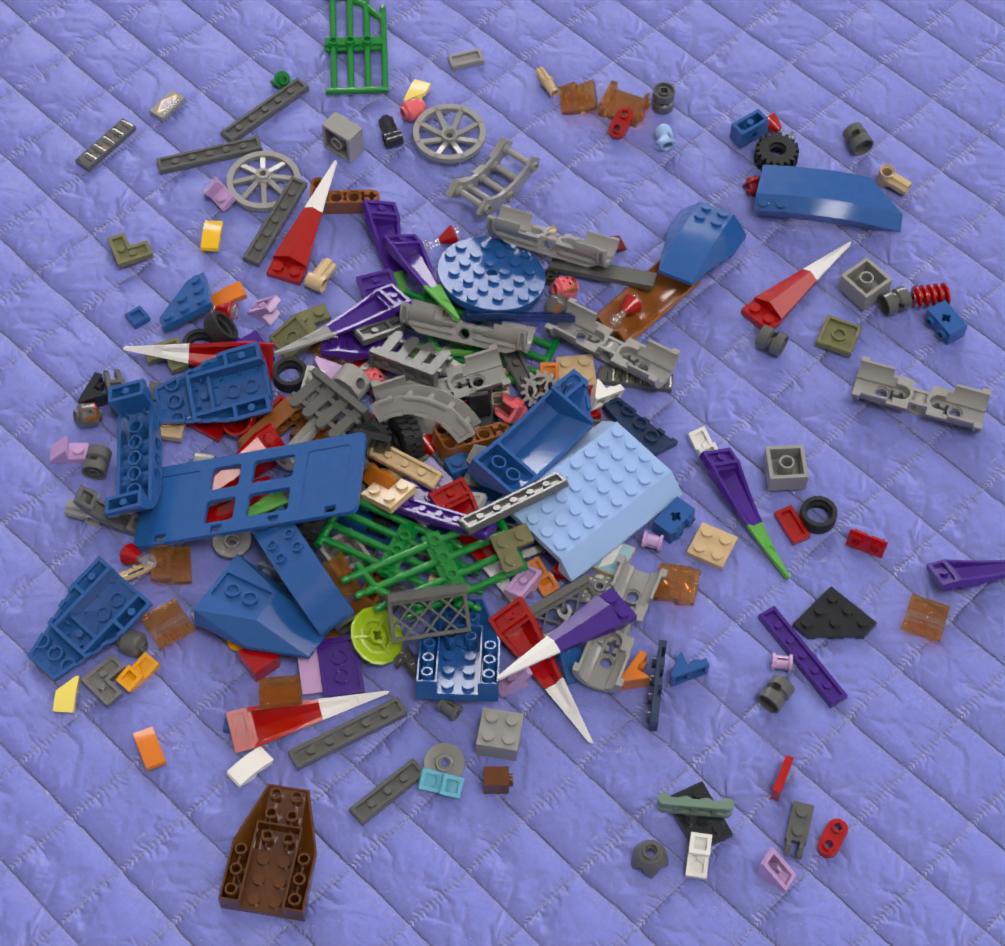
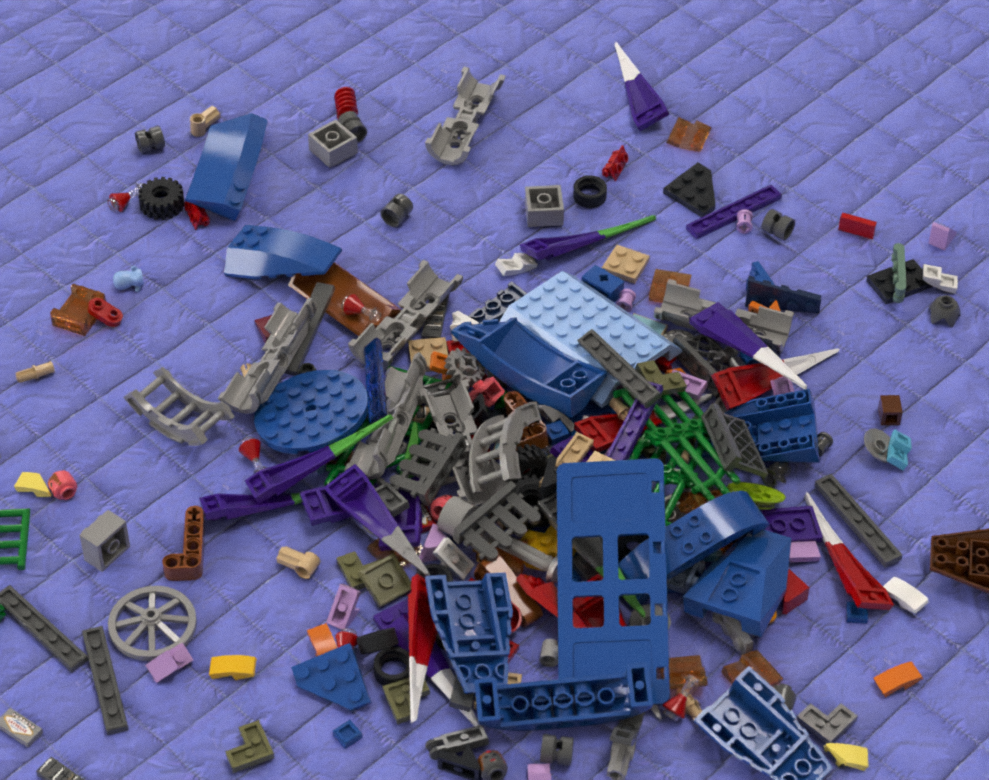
camera: 90 degrees left, 10 degrees down
(138, 673) = (807, 694): light orange slope -> none
(275, 221) = (217, 605): dark grey tile -> none
(280, 691) = (831, 564): clear orange panel -> none
(294, 253) = (263, 584): red plate -> none
(386, 792) = (912, 491): dark grey tile -> none
(390, 133) = (97, 504): black piece -> none
(449, 135) = (105, 452): light grey wheel -> none
(499, 734) = (844, 406): light grey brick -> none
(556, 303) = (351, 362): dark grey head -> none
(565, 286) = (325, 357): coral head -> none
(578, 98) = (62, 346): clear orange slope -> none
(663, 98) = (77, 273): dark grey wheel -> none
(749, 128) = (129, 213): blue brick -> none
(778, 301) = (349, 210): red plate -> none
(792, 525) = (599, 211): red tile -> none
(798, 827) = (901, 221): dark grey hinge -> none
(833, 837) = (904, 202): red plate -> none
(838, 336) = (388, 168): olive plate -> none
(945, 322) = (376, 98): blue brick -> none

